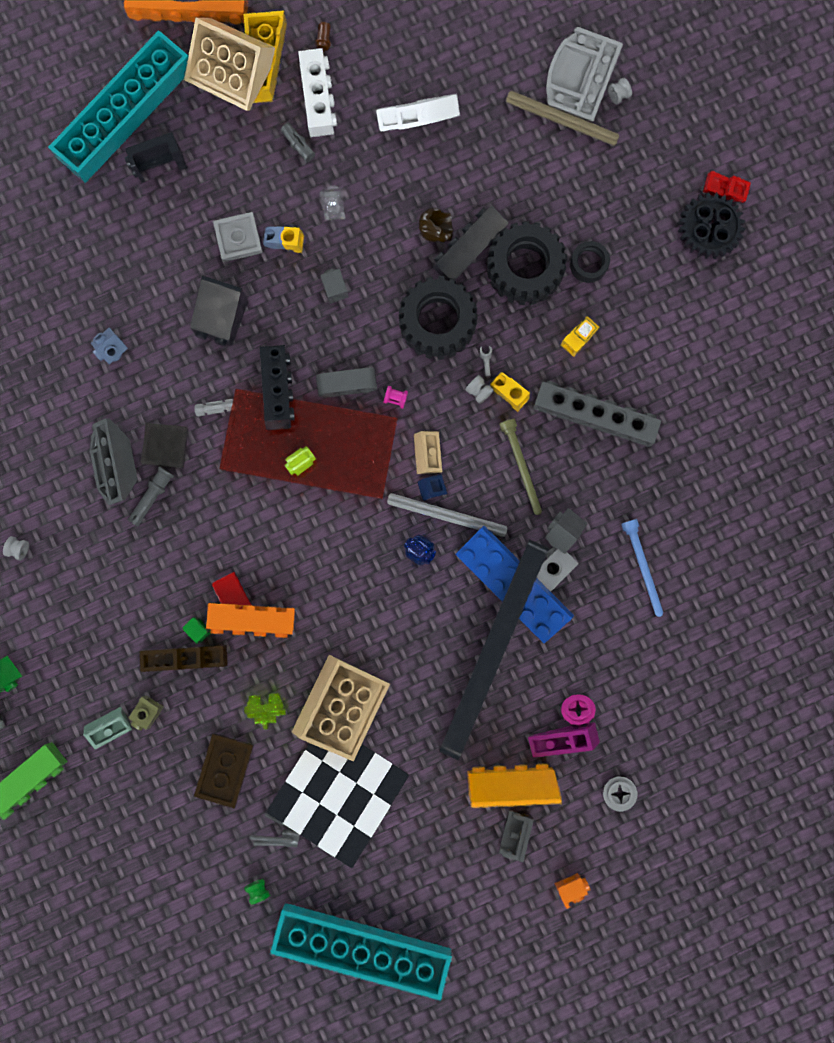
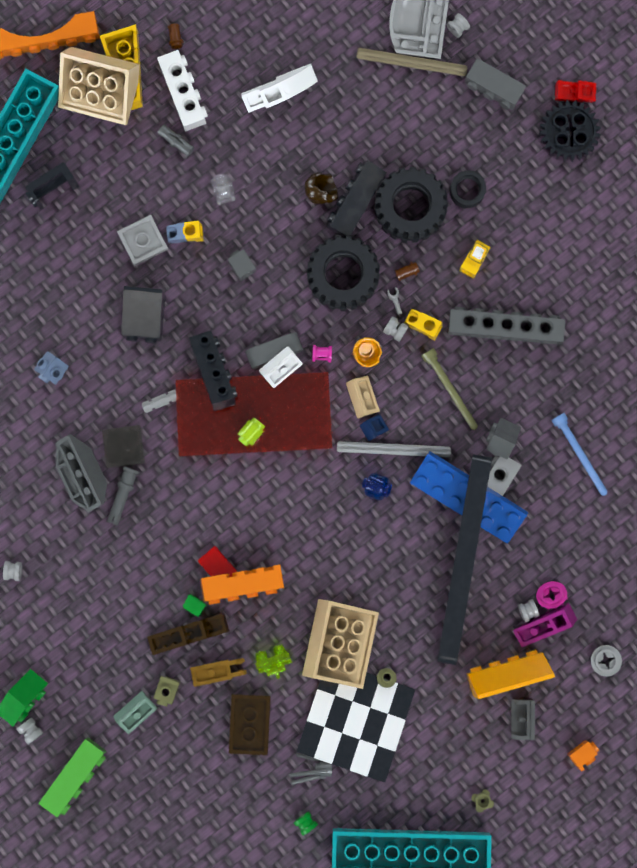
camera: 15 degrees left, 0 degrees up
(202, 706) = (215, 672): none -> pearl gold hinge
(348, 400) = (280, 367): none -> white slope
(388, 755) = (386, 684): none -> olive plate
(443, 406) = (367, 352): none -> light orange hair
(456, 917) = (488, 803): none -> olive plate
(506, 332) = (407, 271): none -> reddish brown pin
(549, 720) = (528, 610): none -> light grey wheel
(643, 160) = (494, 84): none -> dark grey brick

